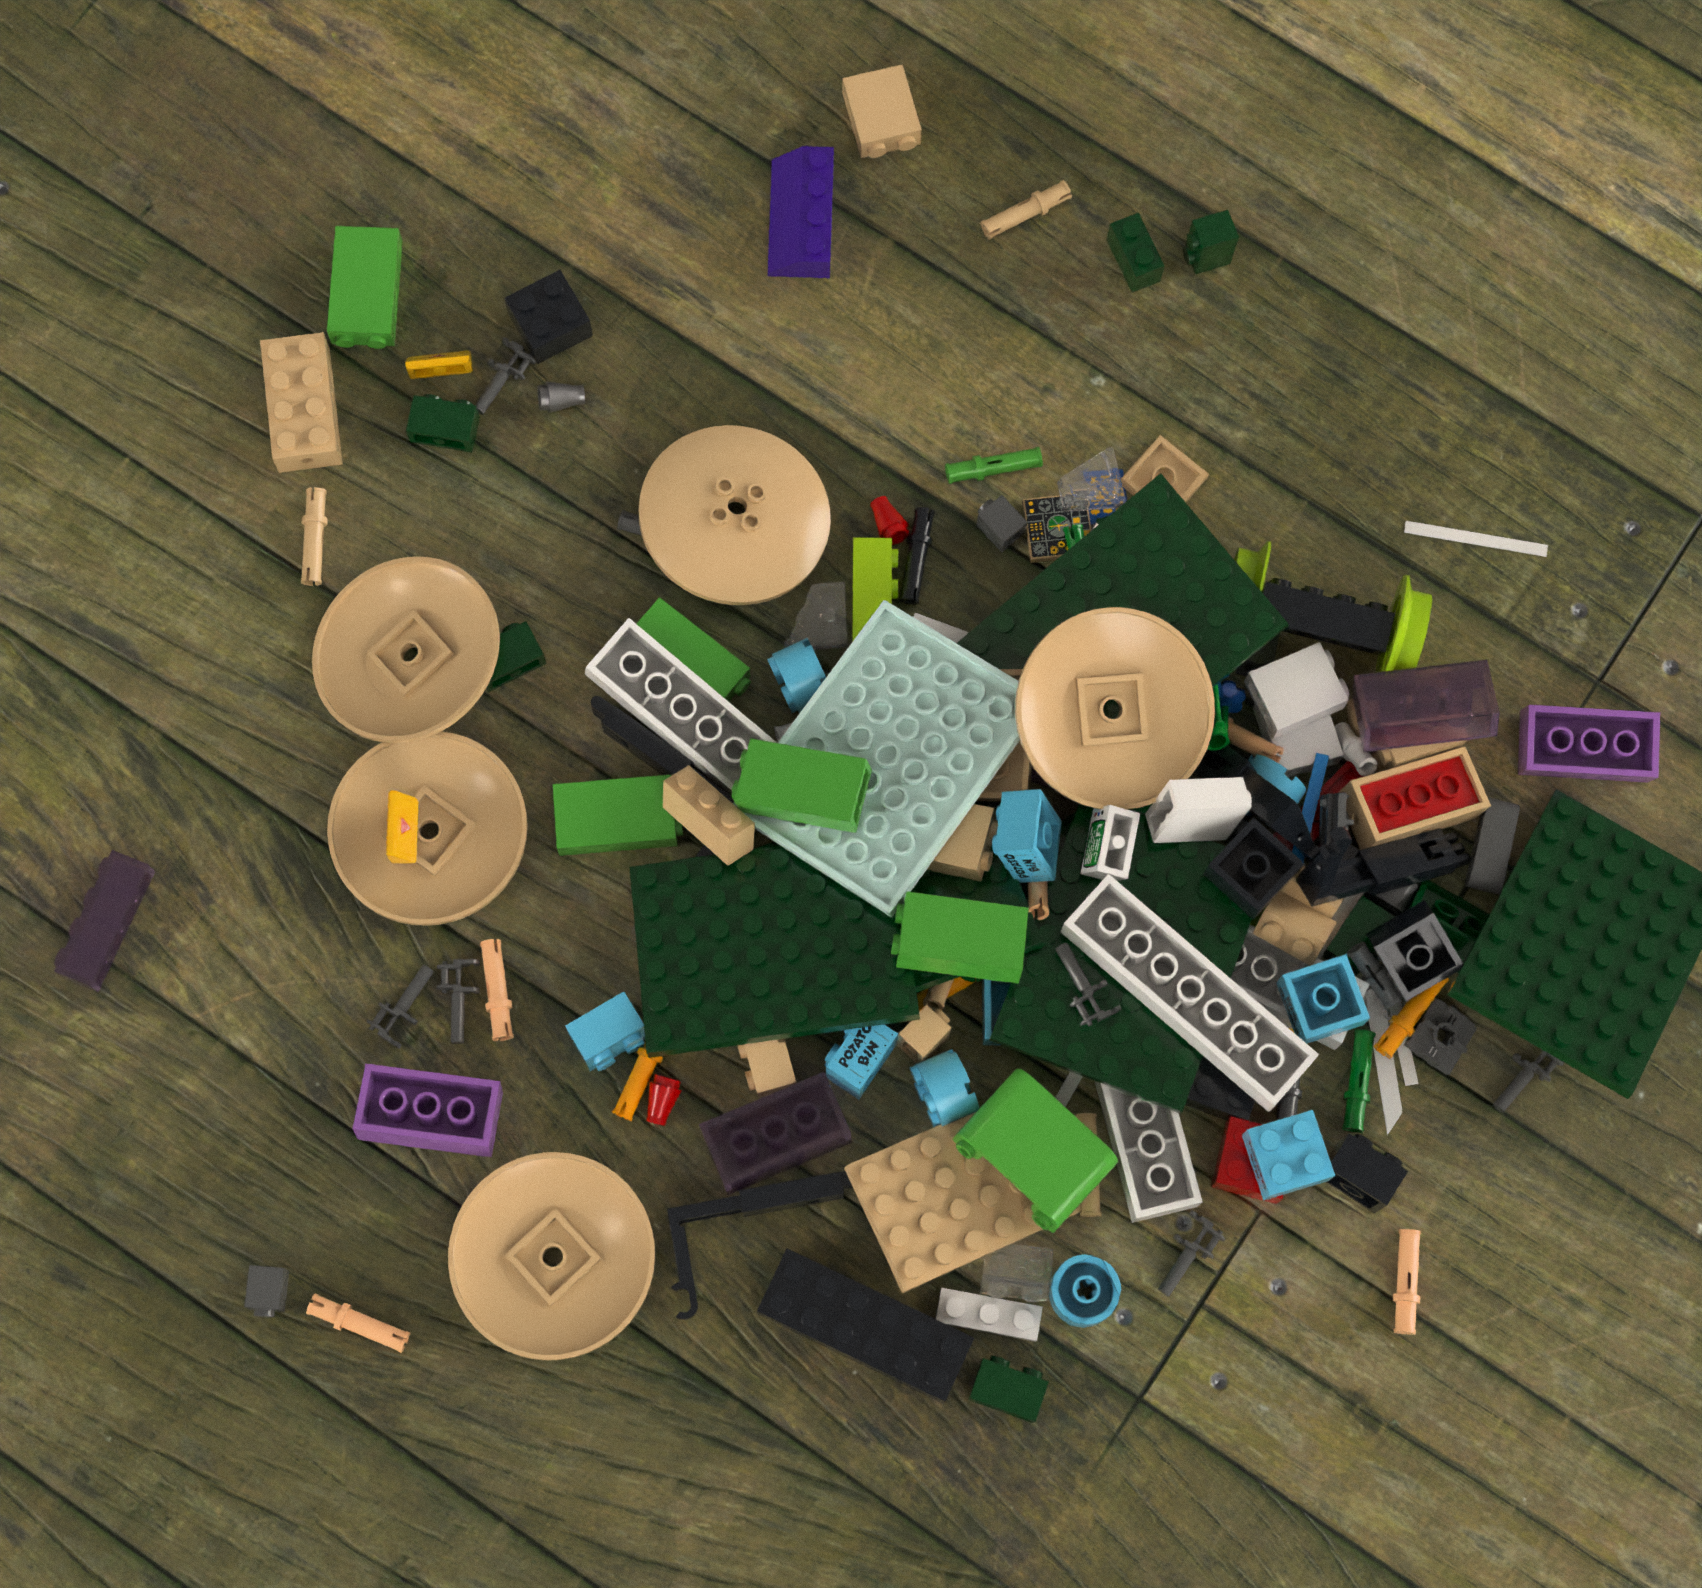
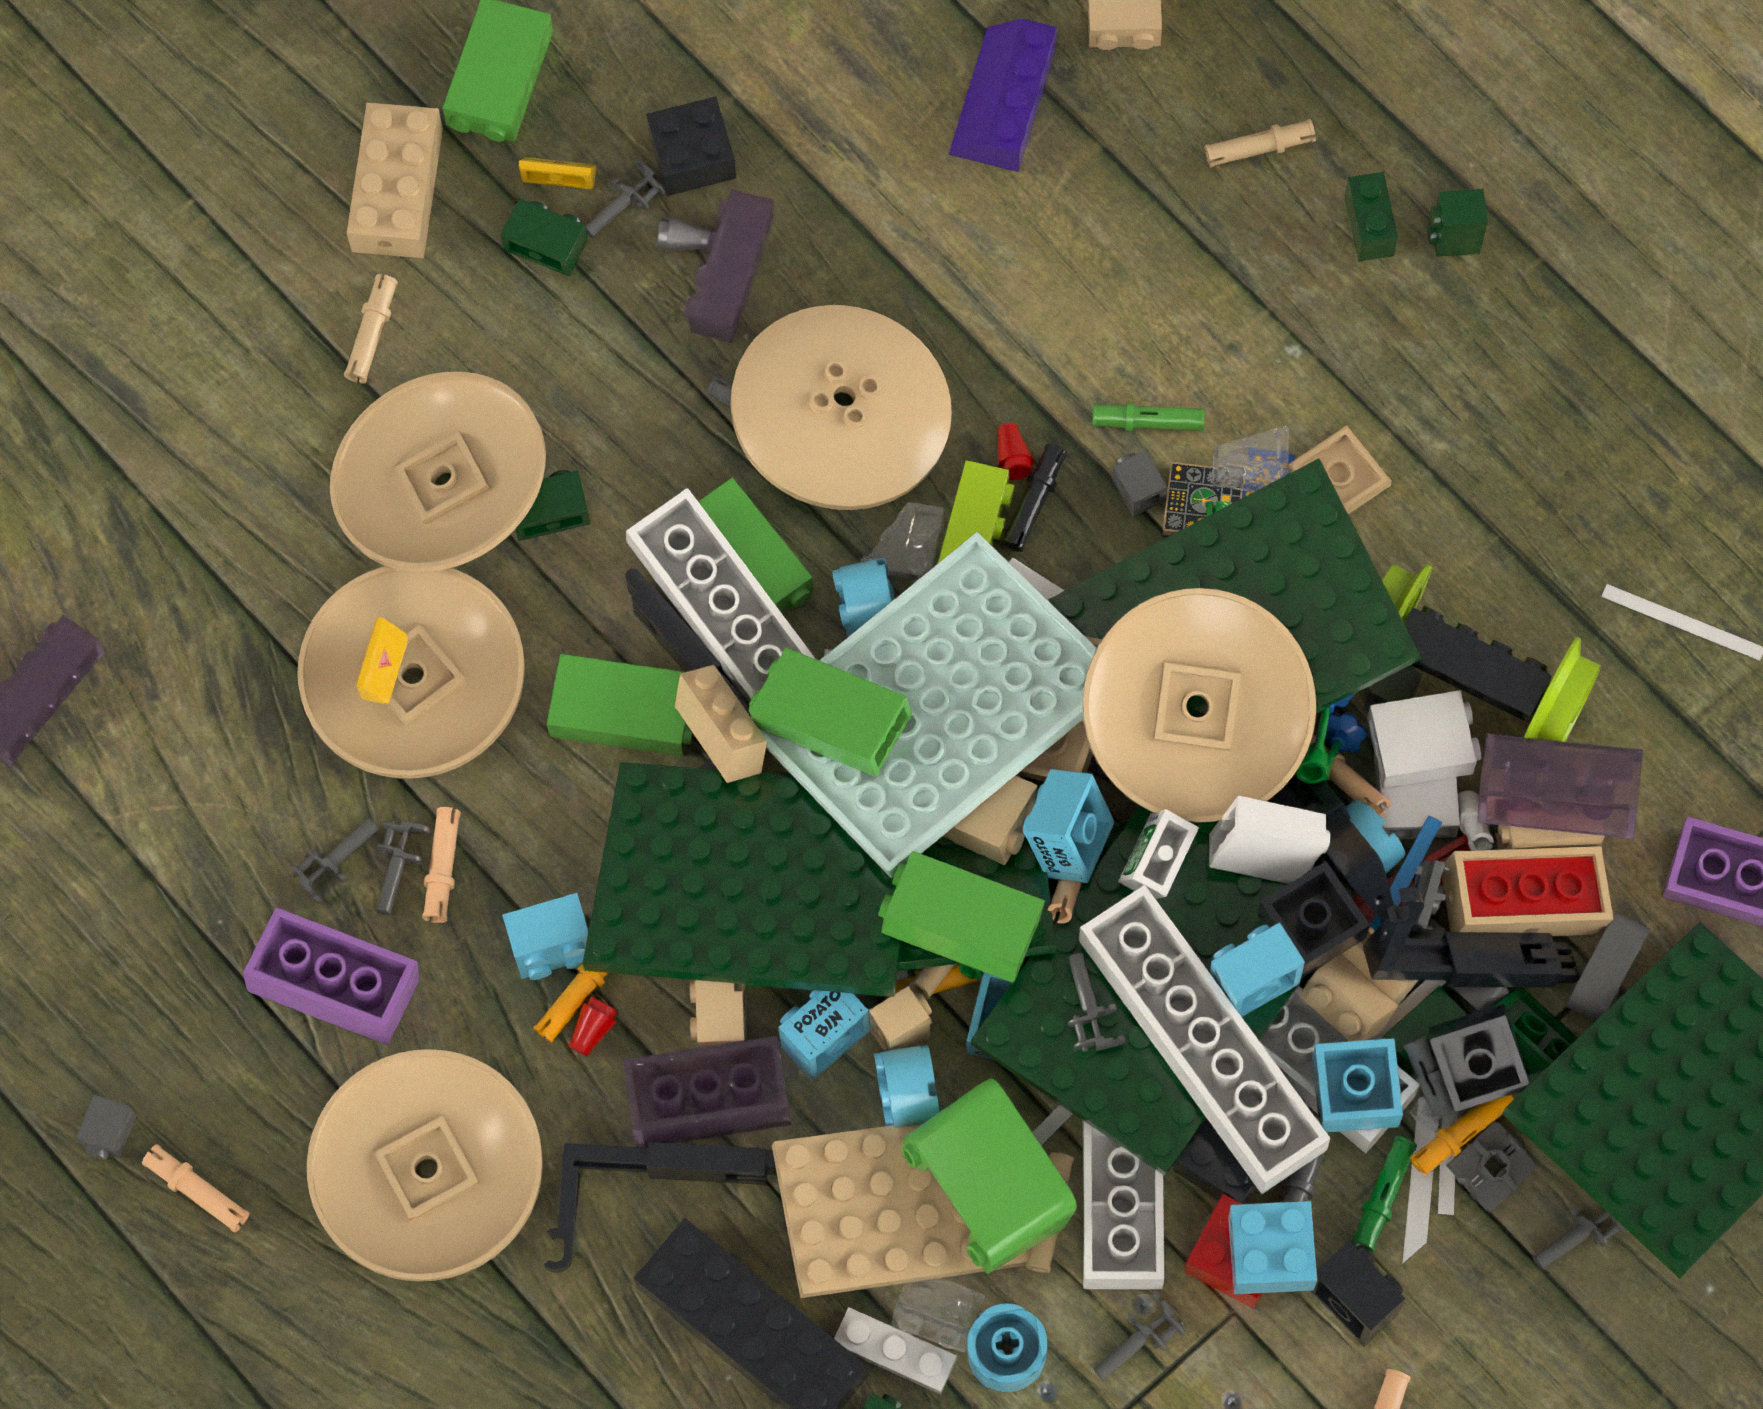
camera: 20 degrees right, 5 degrees down
(609, 413) = (730, 265): none -> clear purple brick
(1221, 922) = (1258, 968): none -> medium azure brick

